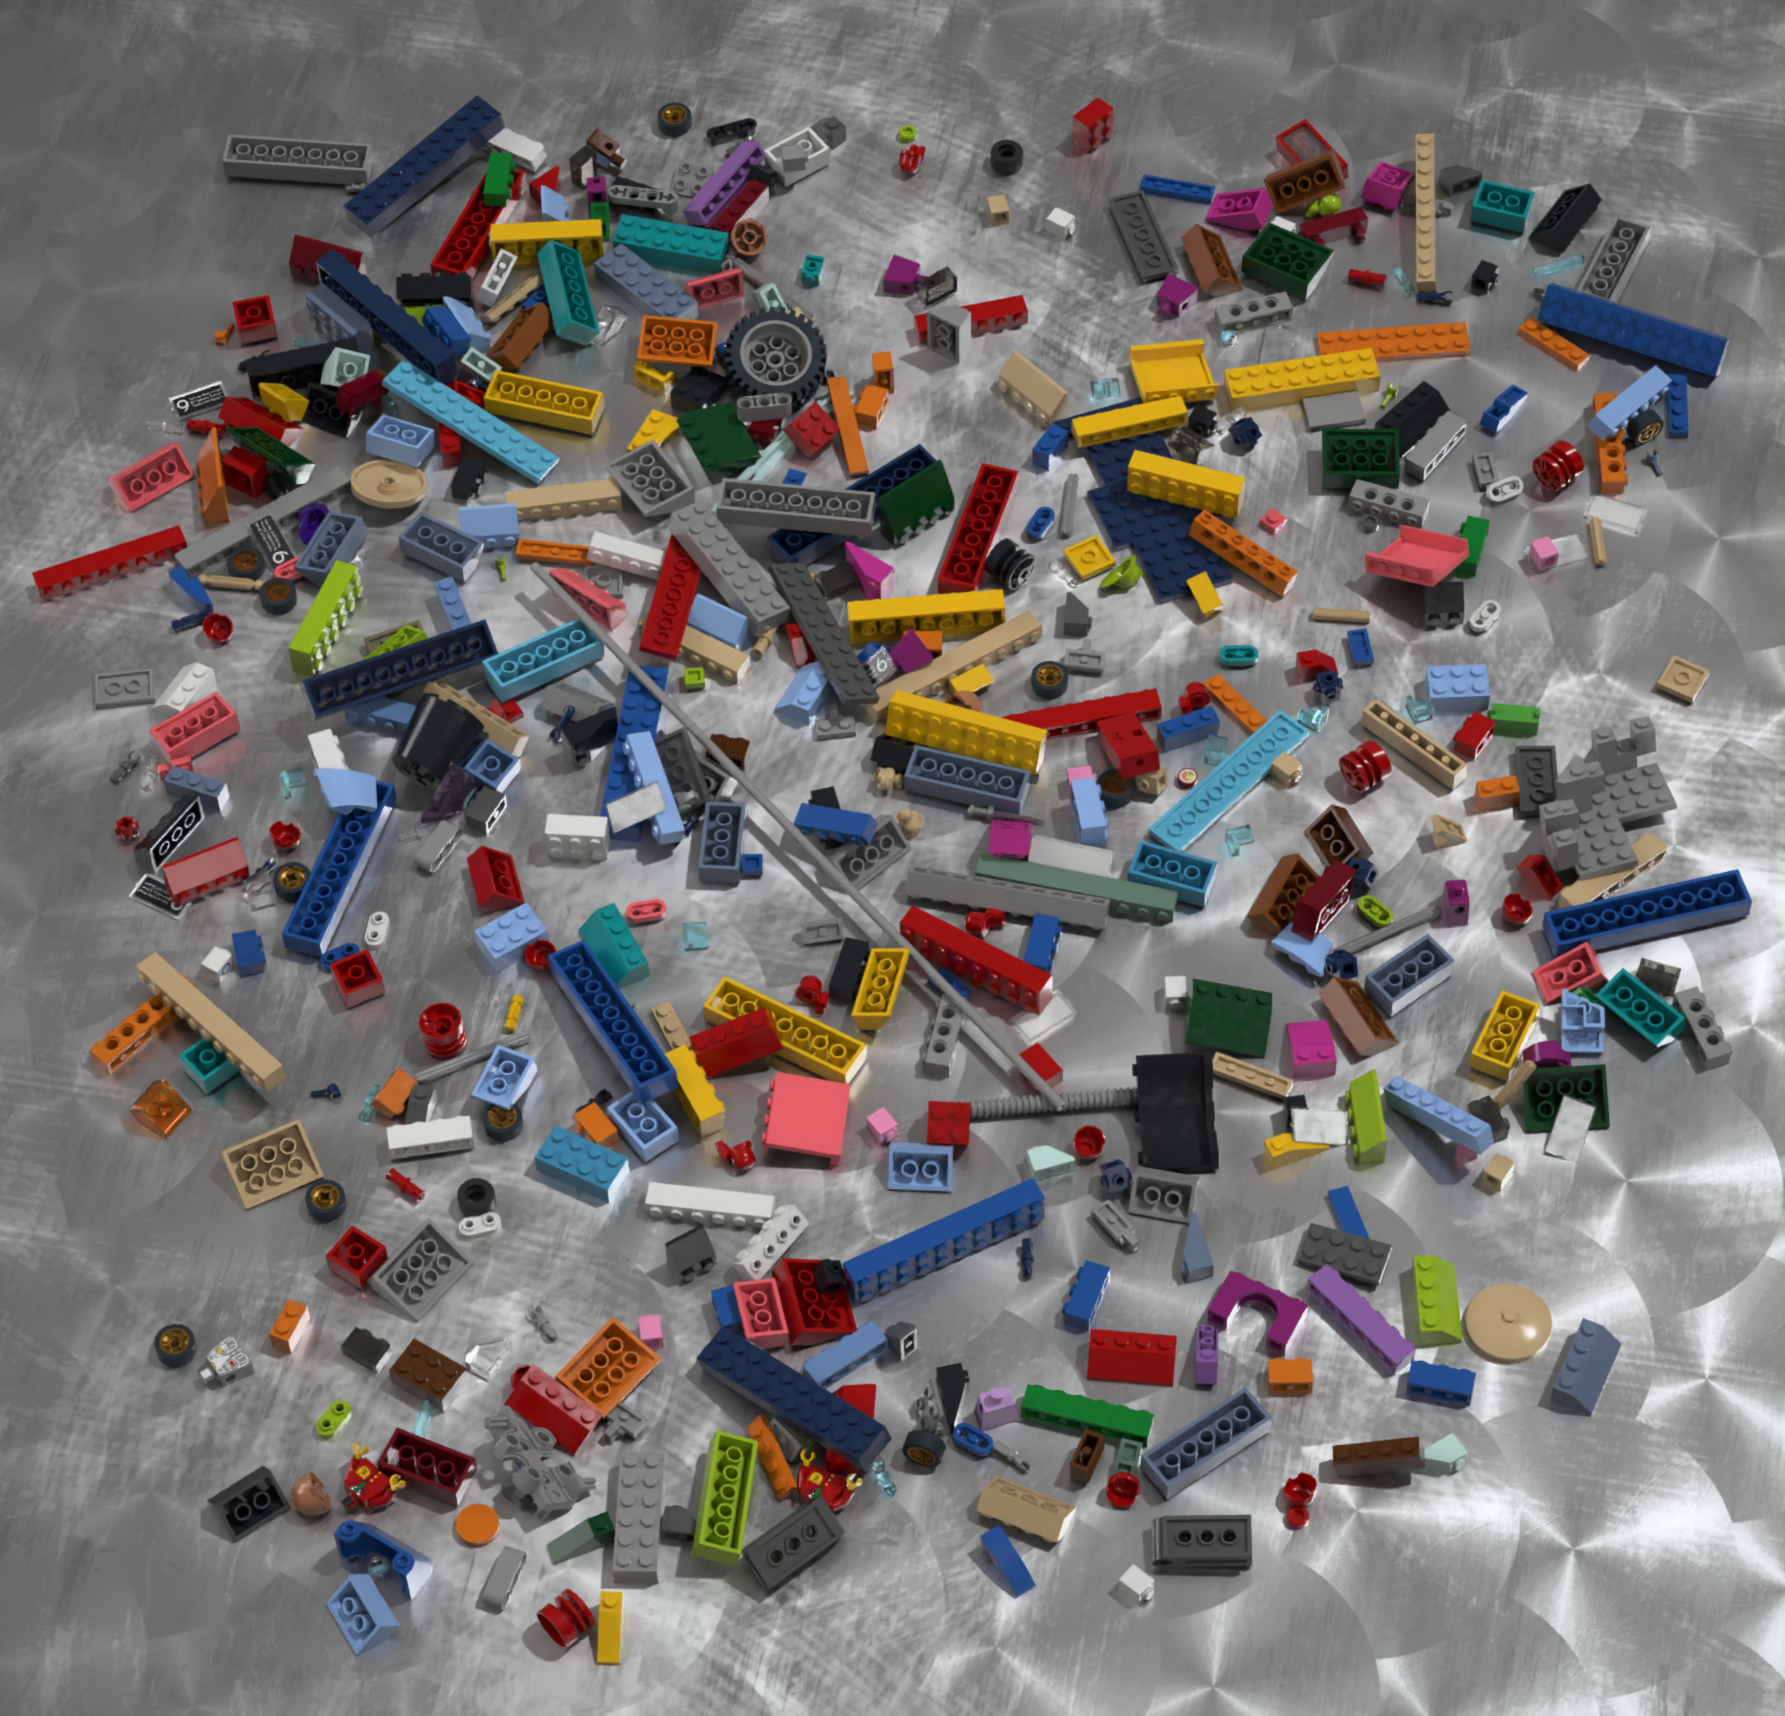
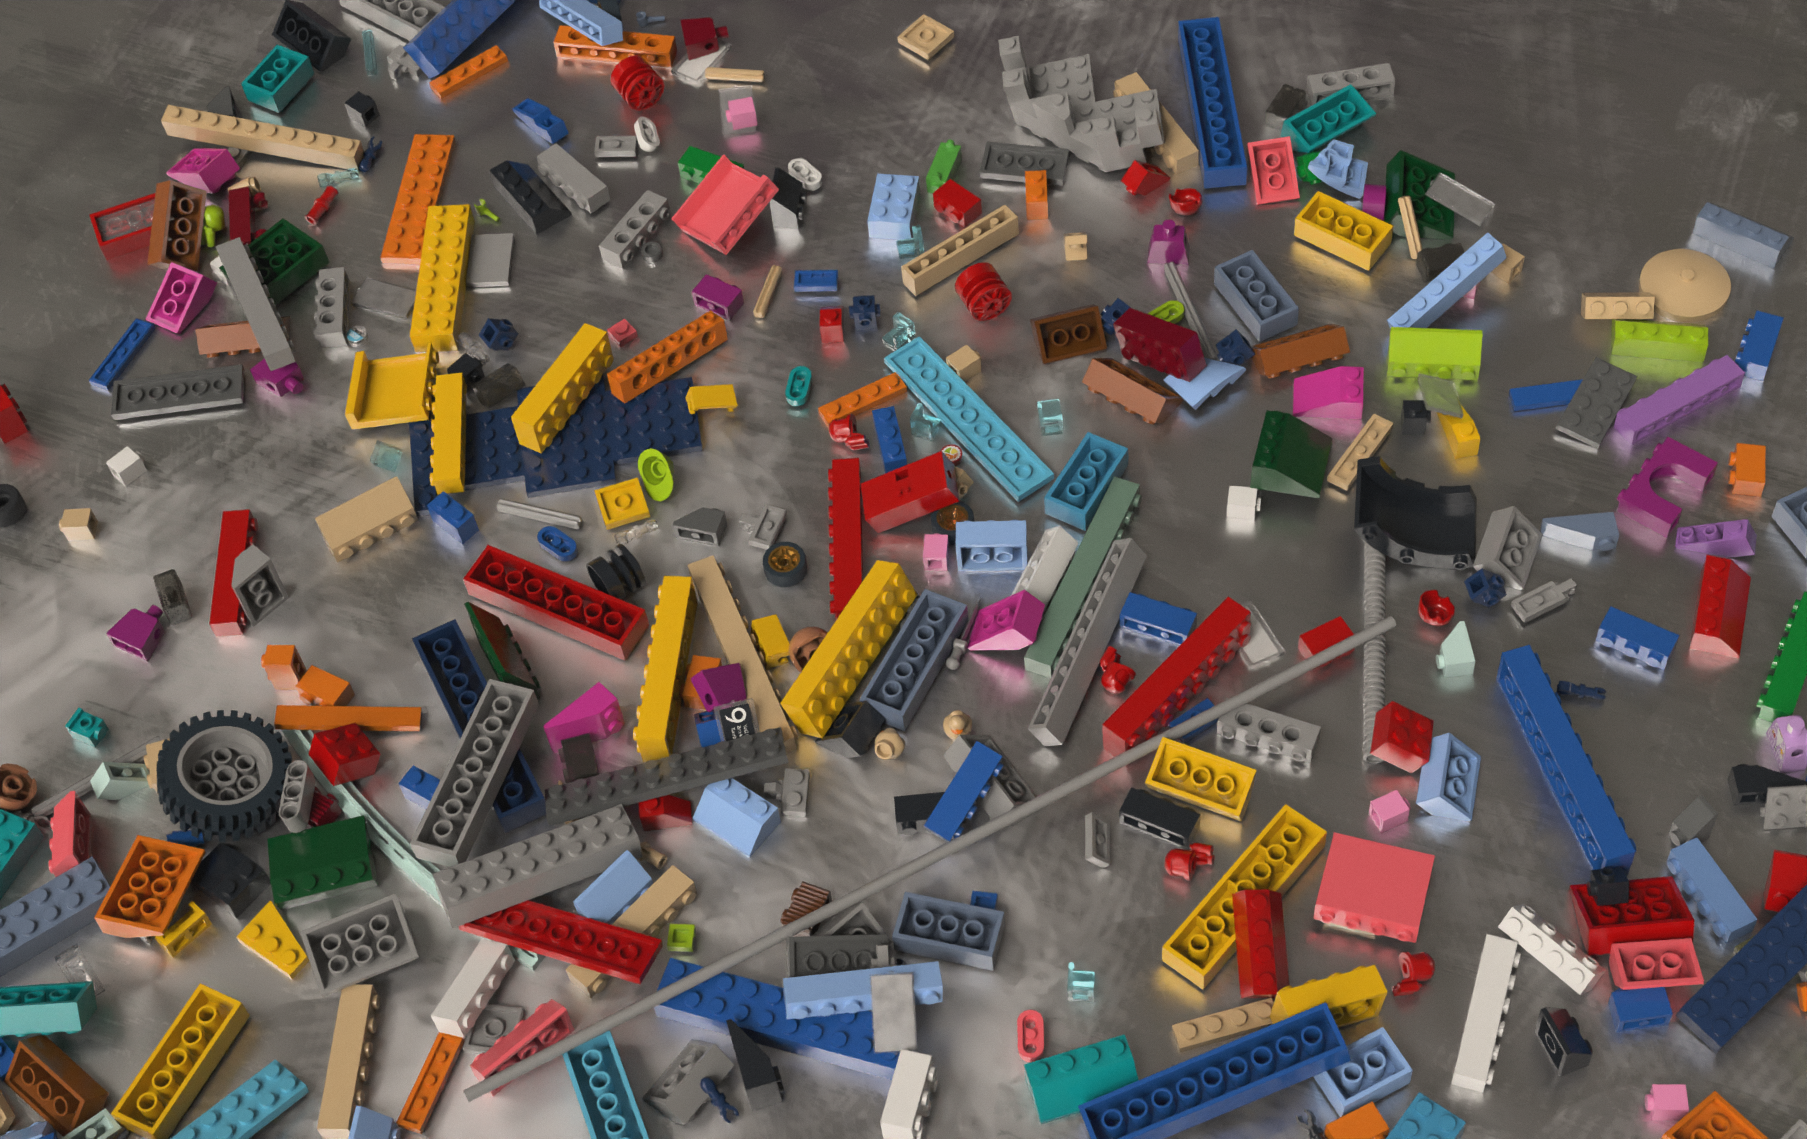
camera: 75 degrees left, 0 degrees up
(1226, 253) = (255, 304): none -> light grey brick
(1324, 578) = (718, 297): none -> magenta brick
(1360, 455) = (570, 239): dark green slope -> none
(1375, 221) = (249, 182): none -> tan cone
(1460, 1261) = (1617, 305): none -> tan brick
(1632, 503) = (702, 36): none -> dark red torso

